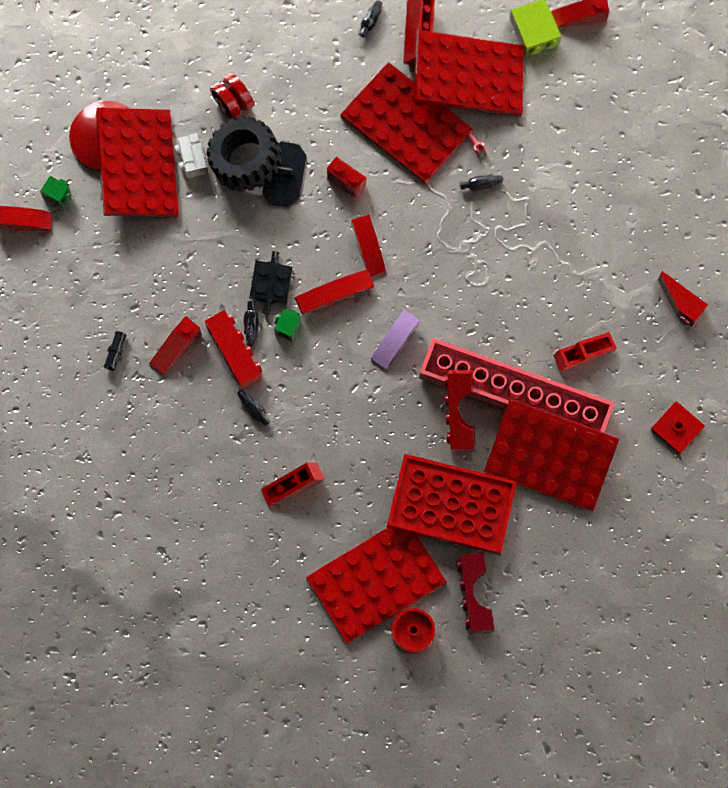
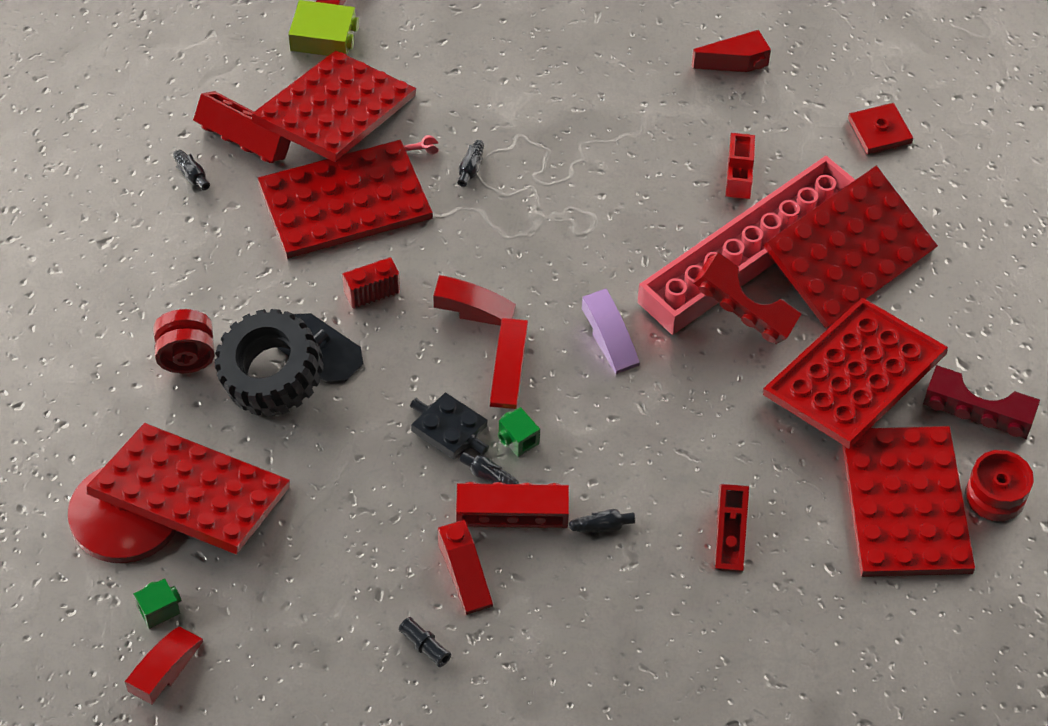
camera: 60 degrees left, 20 degrees down
(192, 156) = (224, 426): white brick -> none

